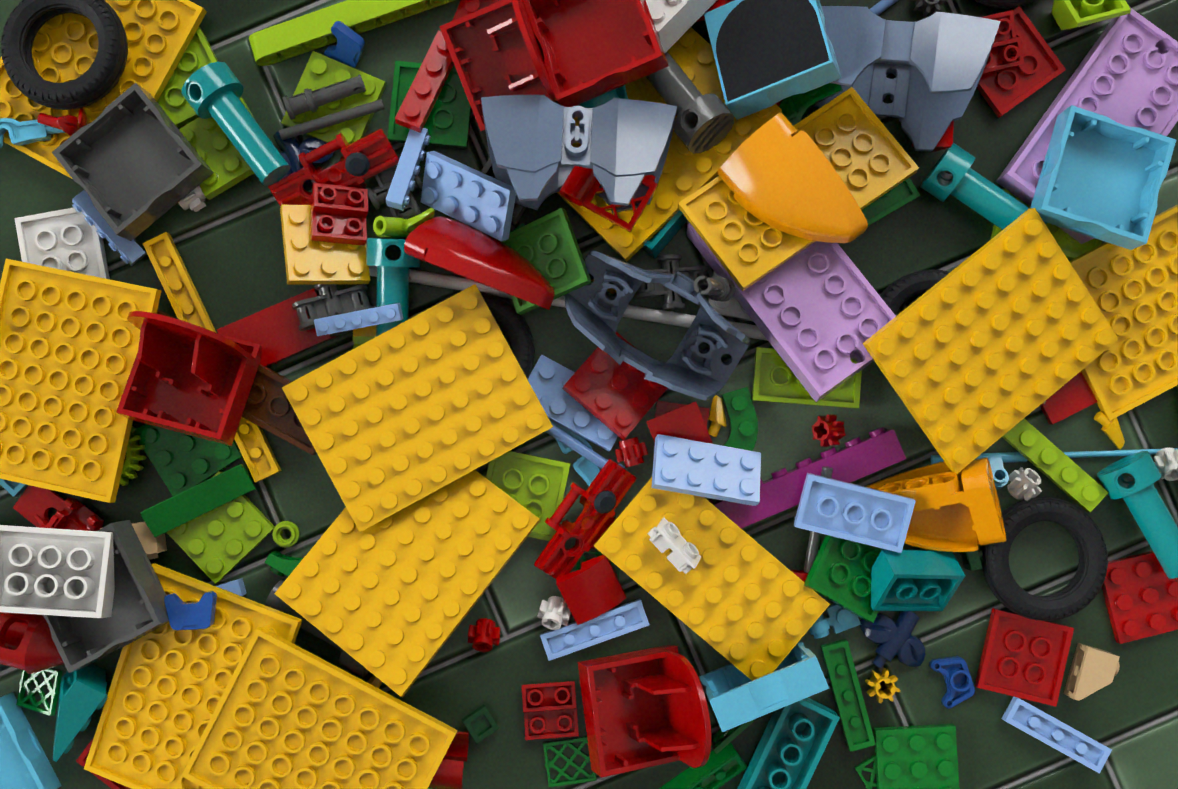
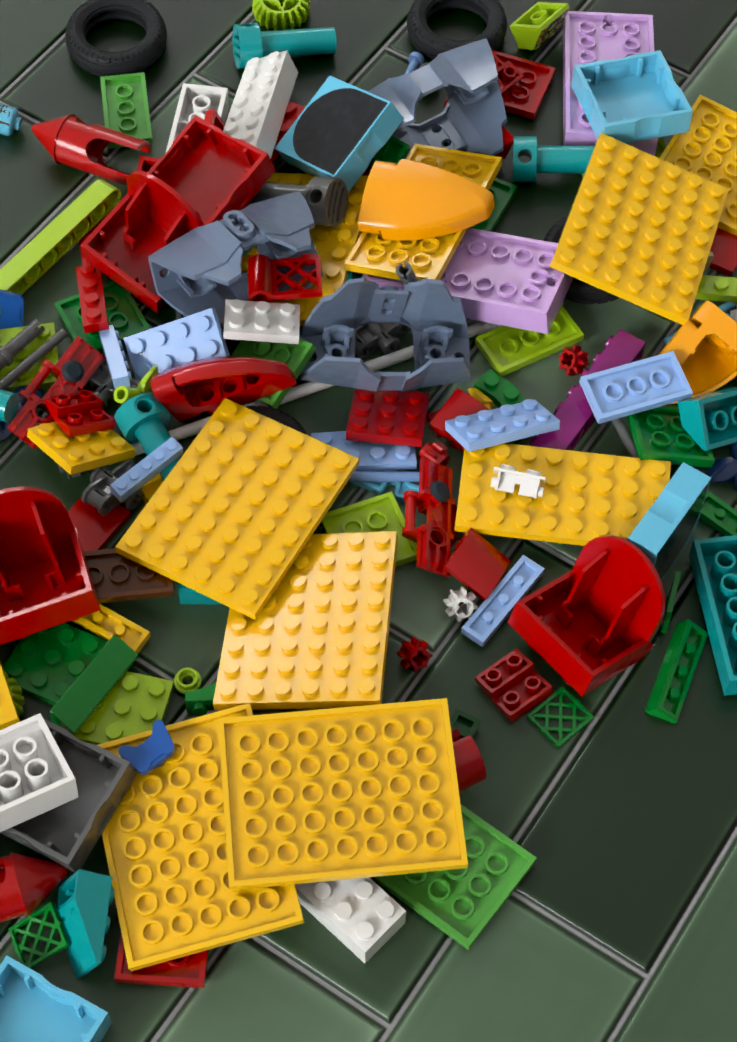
camera: 35 degrees left, 30 degrees down
(557, 227) = (261, 321): none -> white plate

